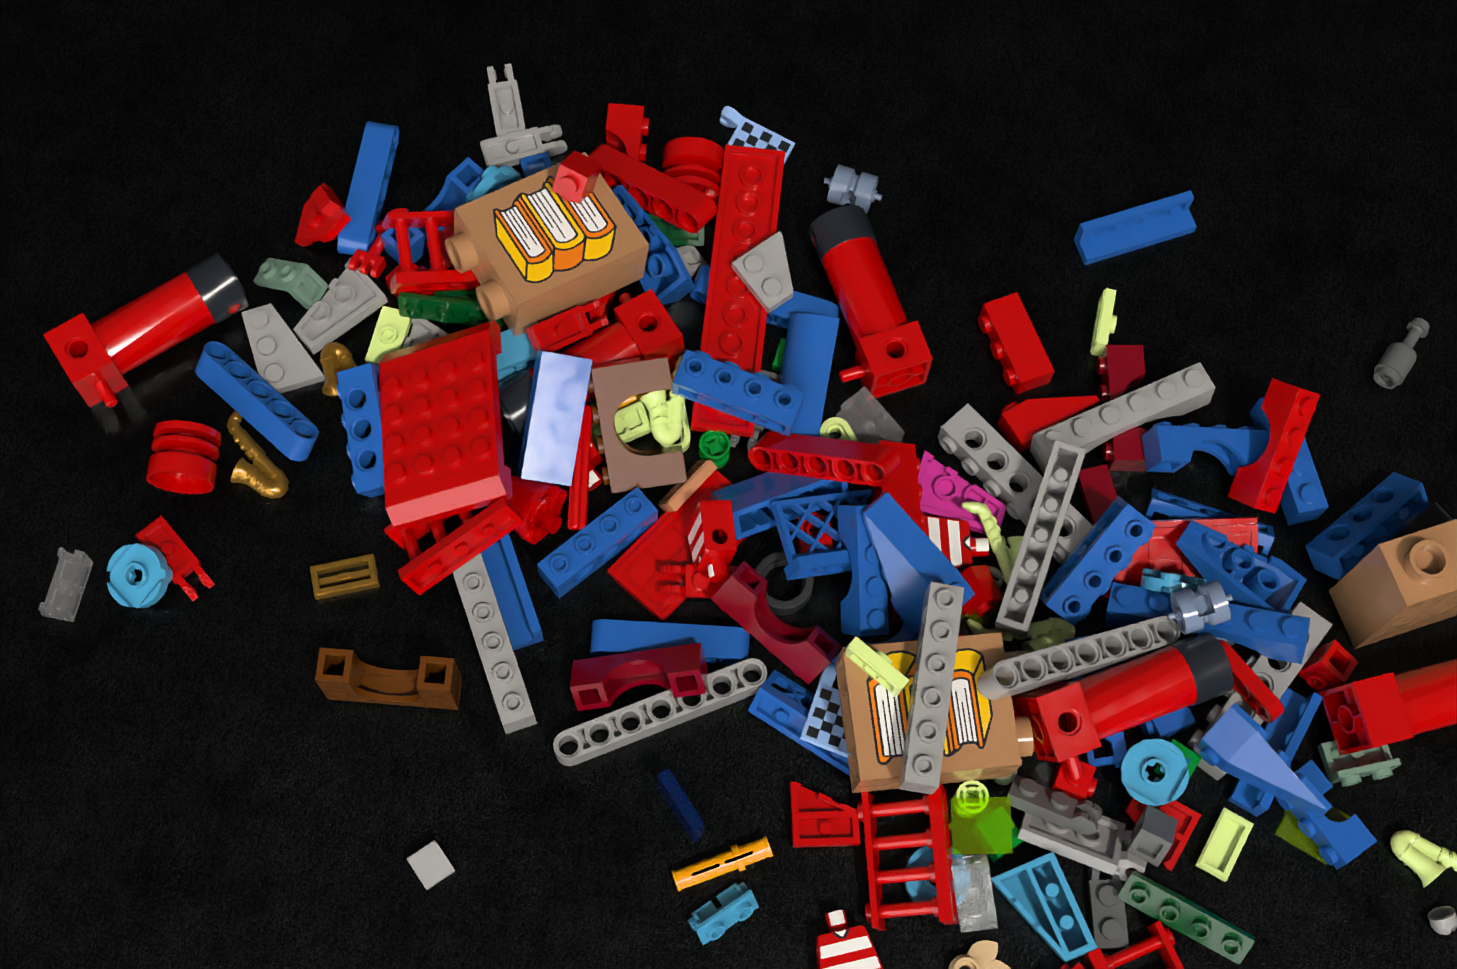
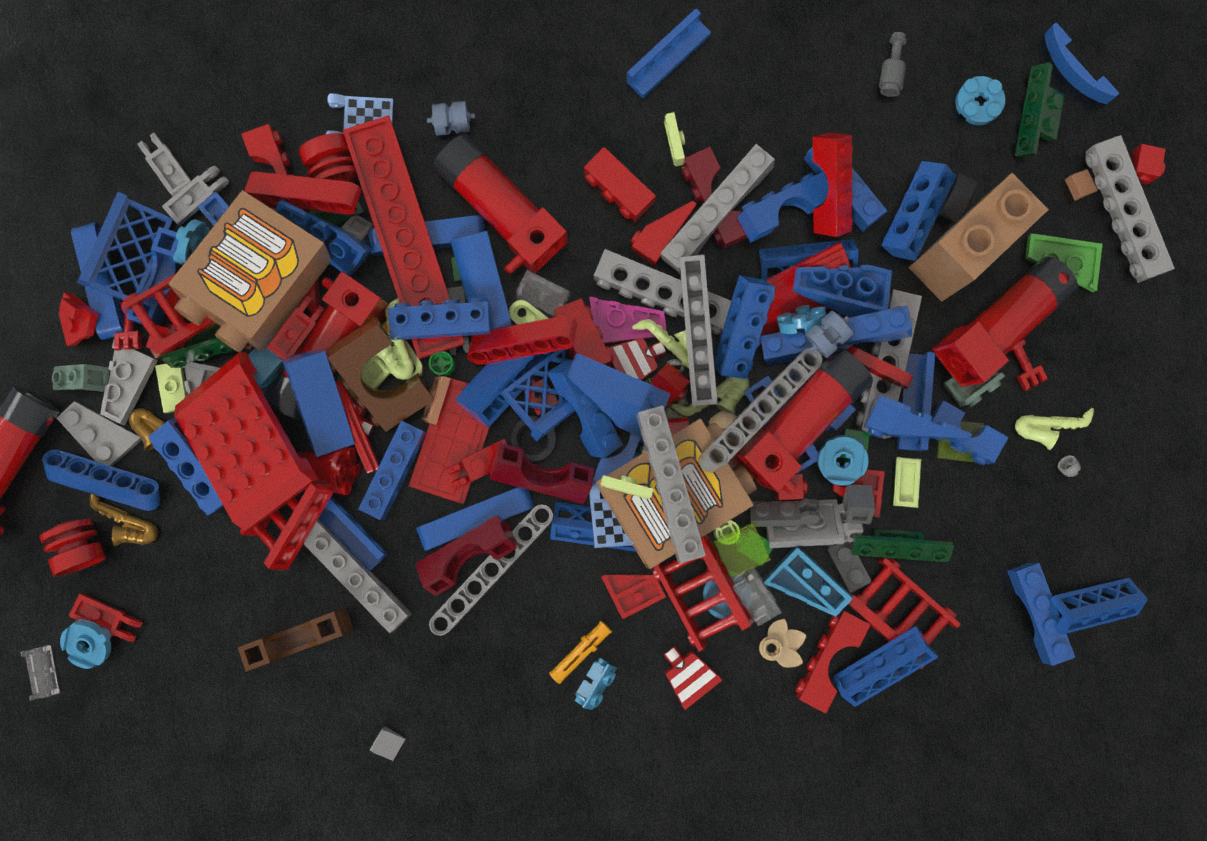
camera: 20 degrees left, 15 degrees up
(346, 588) = (246, 562): pearl gold tile -> none
(401, 144) = (105, 239): none -> blue fence
(576, 177) = (245, 218): red brick -> none
(680, 805) = (535, 630): clear blue tile -> none
(712, 538) = (471, 437): red torso -> none
(766, 273) = (418, 218): light grey wing -> none
(1096, 490) = (723, 271): dark red tile -> none
(1328, 667) = (930, 328): red brick -> none
(1434, 780) = (1029, 371): none -> red hinge

